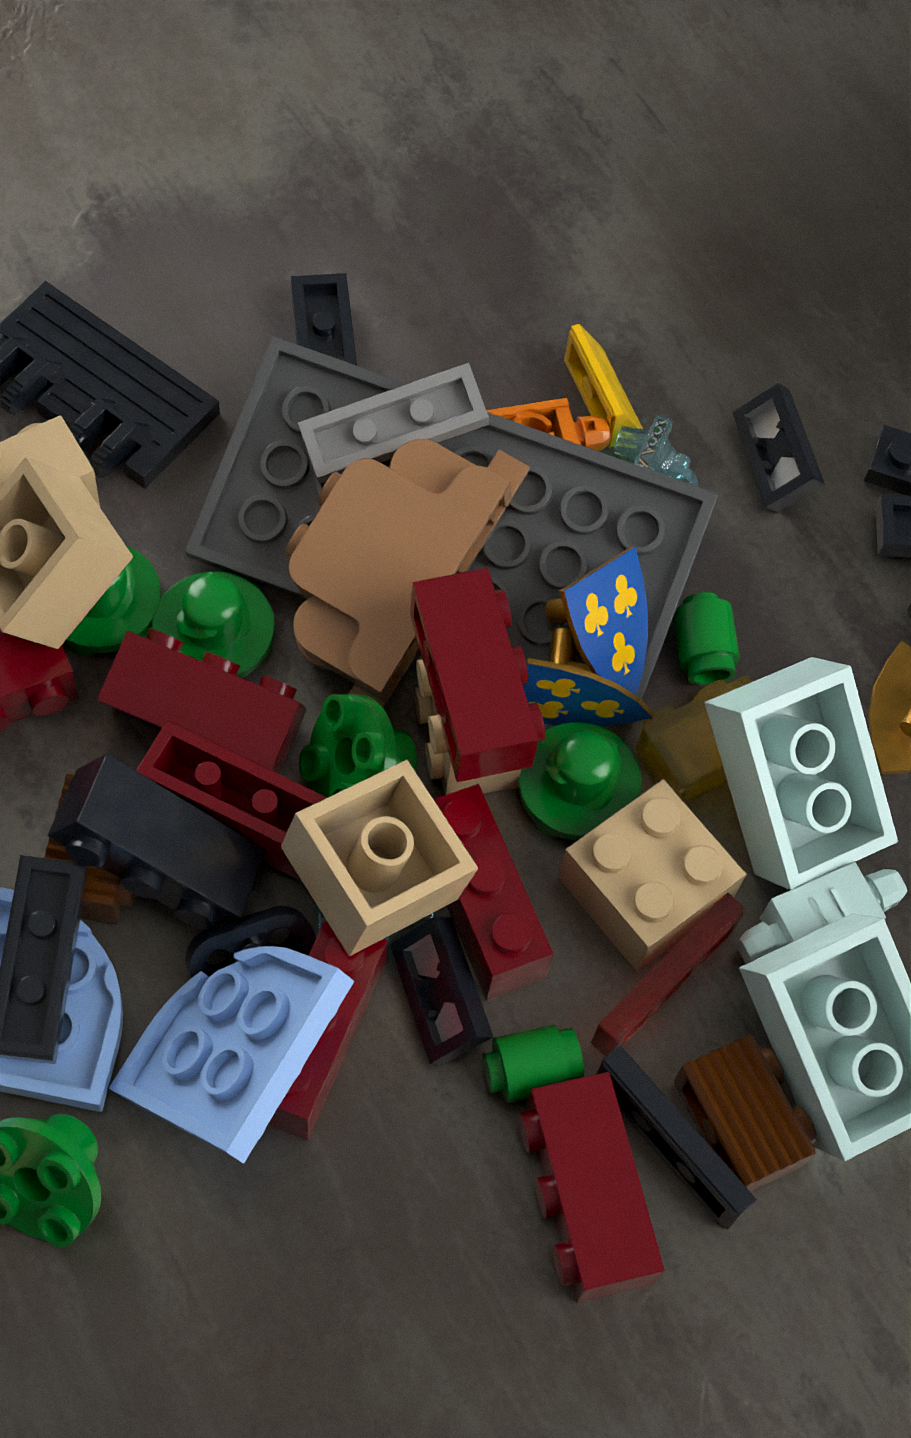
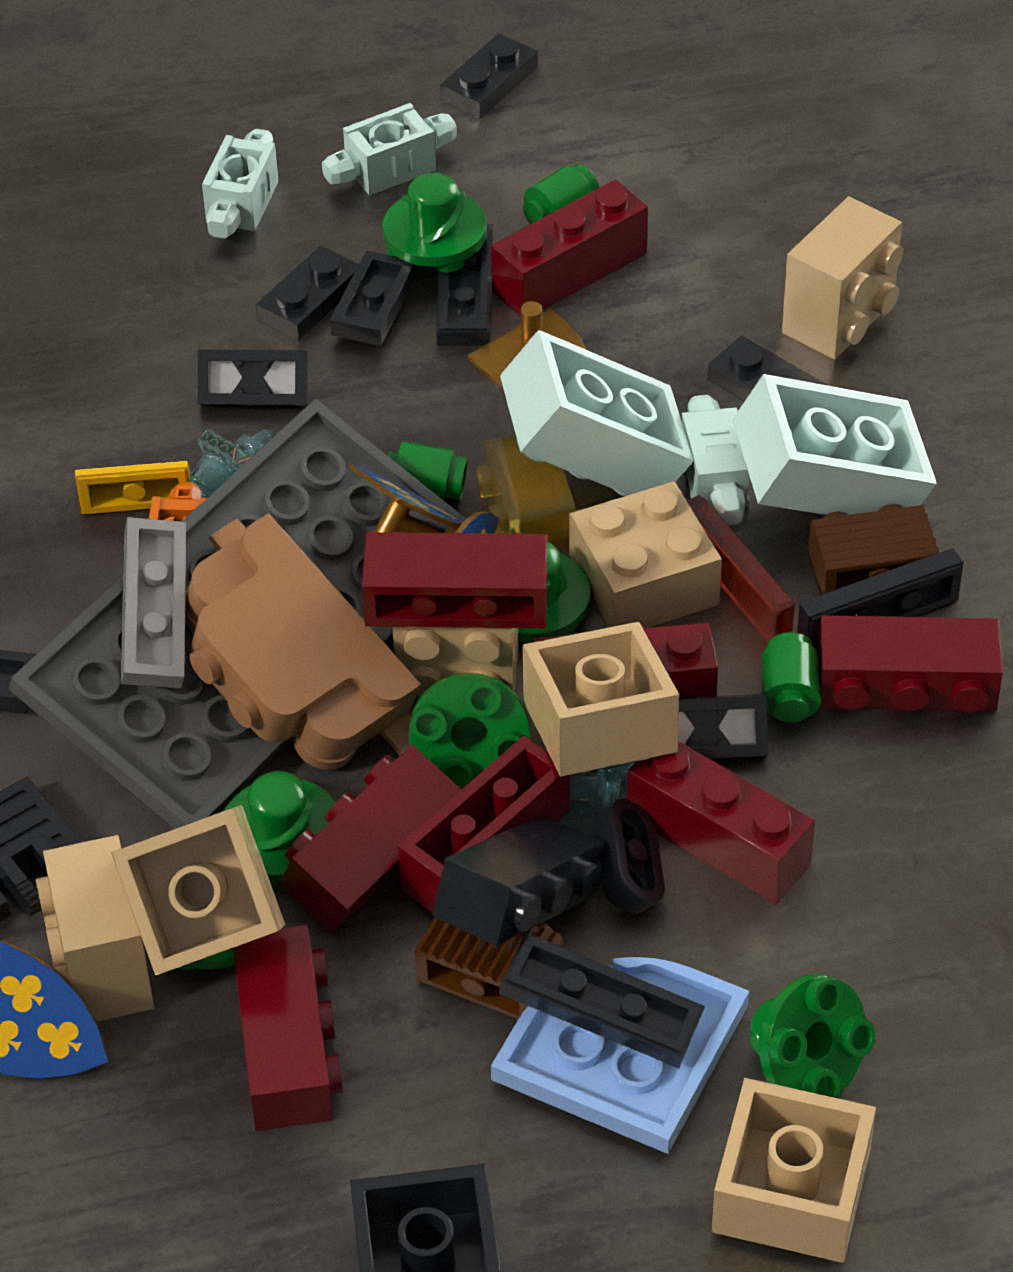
camera: 65 degrees left, 15 degrees down
(233, 1045) = (734, 857): light blue plate -> none

